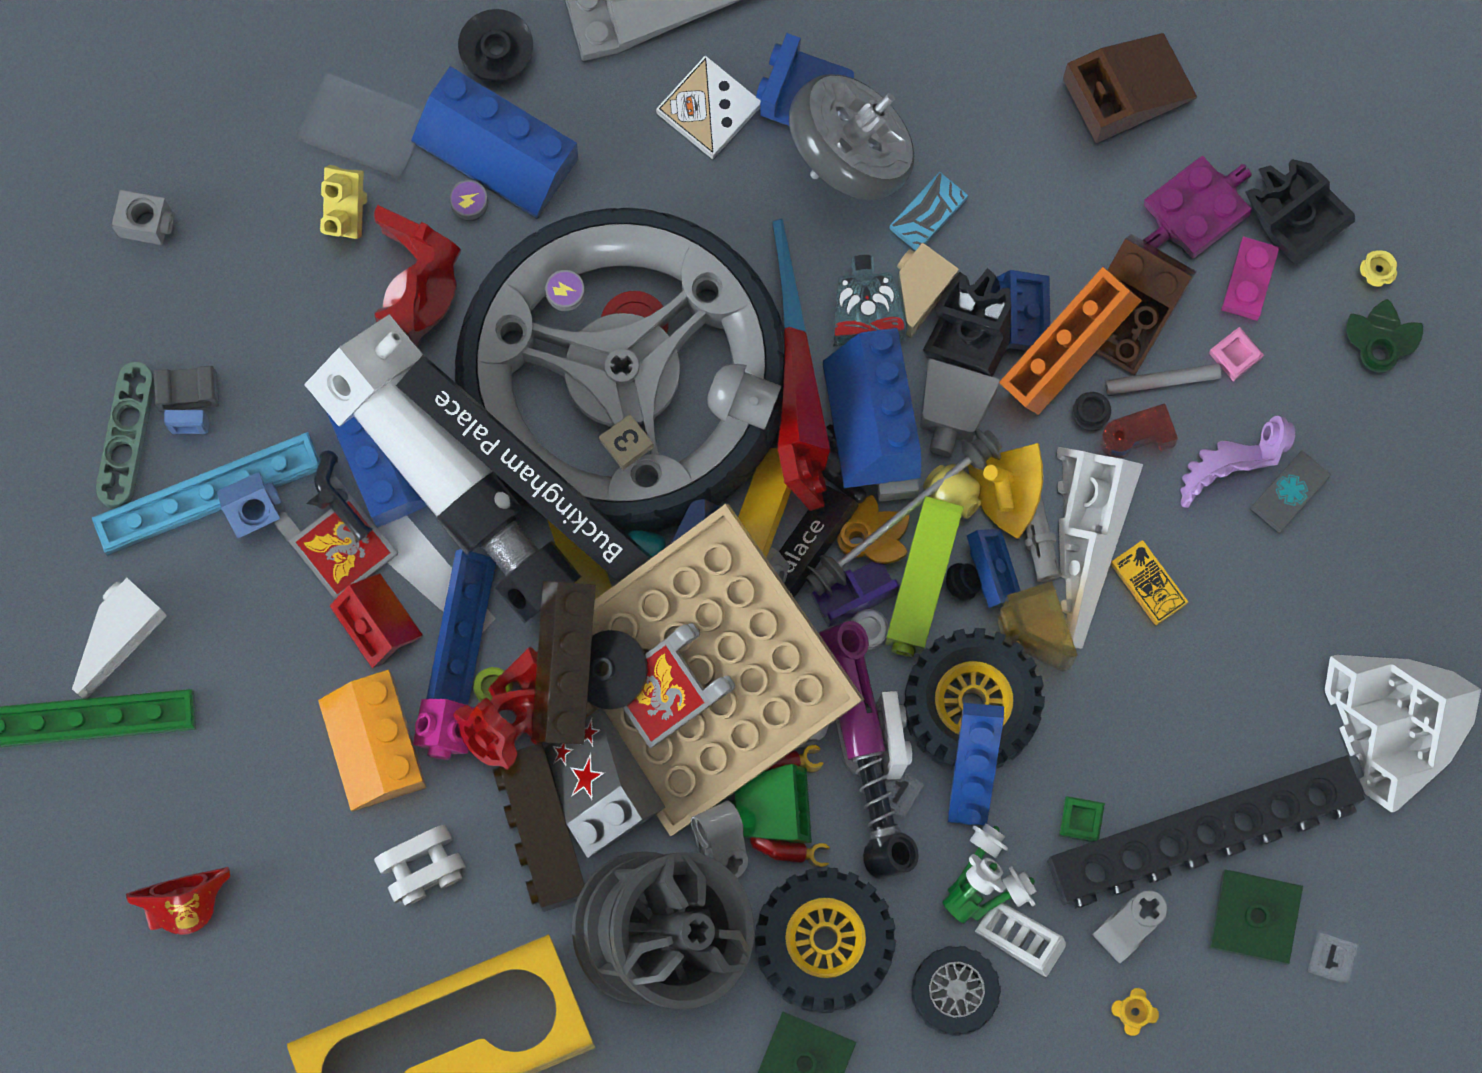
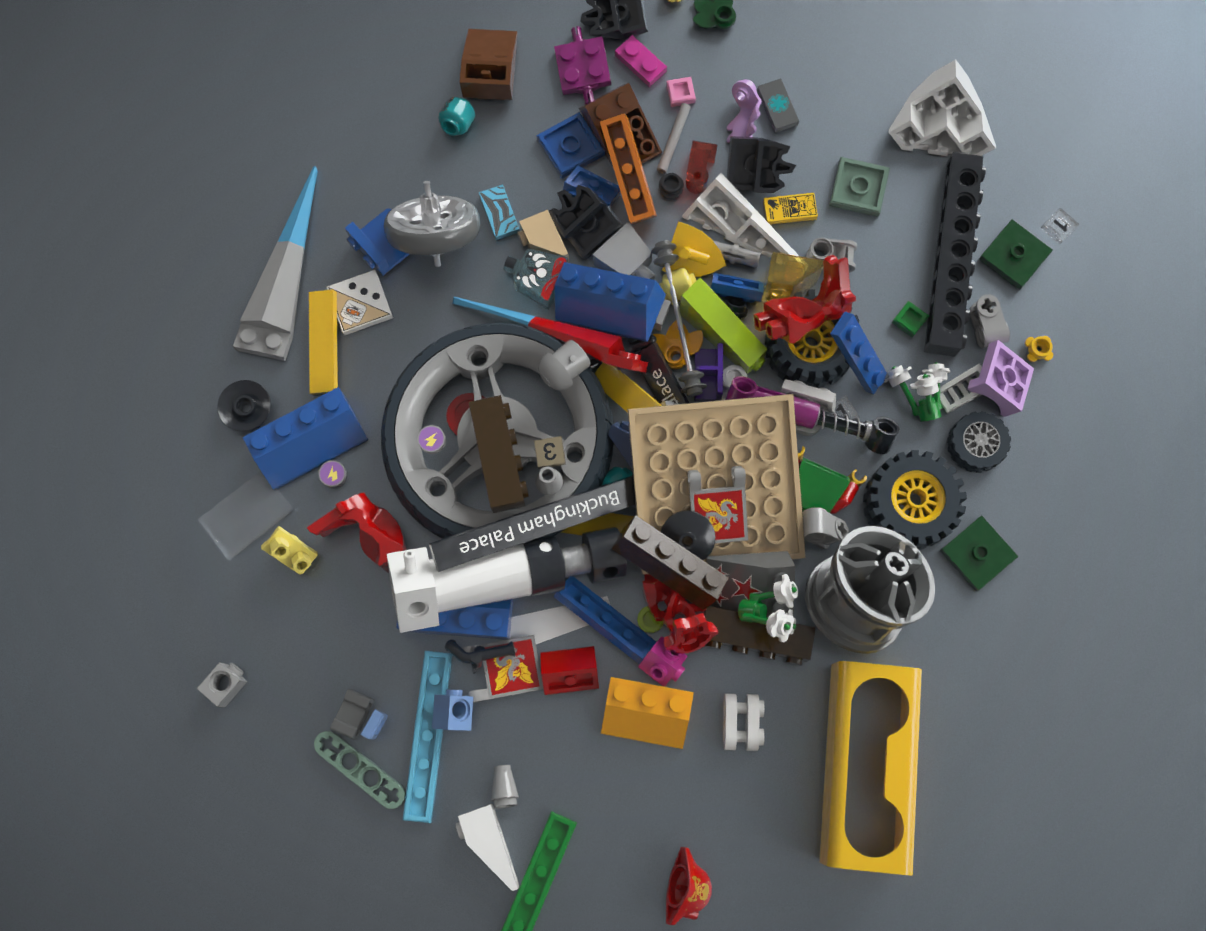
camera: 60 degrees left, 0 degrees up
(189, 617) = (504, 788): none -> light grey cone
(560, 805) = (778, 623): none -> plant
(587, 378) = (497, 454): none -> dark brown brick
(591, 466) = (550, 486): none -> light grey cone
(630, 92) = (323, 342): none -> yellow tile
(976, 654) = (795, 316): none -> red hips
(1028, 86) = (456, 116): none -> teal head
(1058, 978) = (1003, 379): none -> lavender piece
(1073, 249) = (570, 145): none -> blue tile
(1113, 672) = (829, 247): none -> light grey piece
(1179, 504) = (756, 164): none -> black plate
(1235, 659) = (859, 186): none -> sand green tile

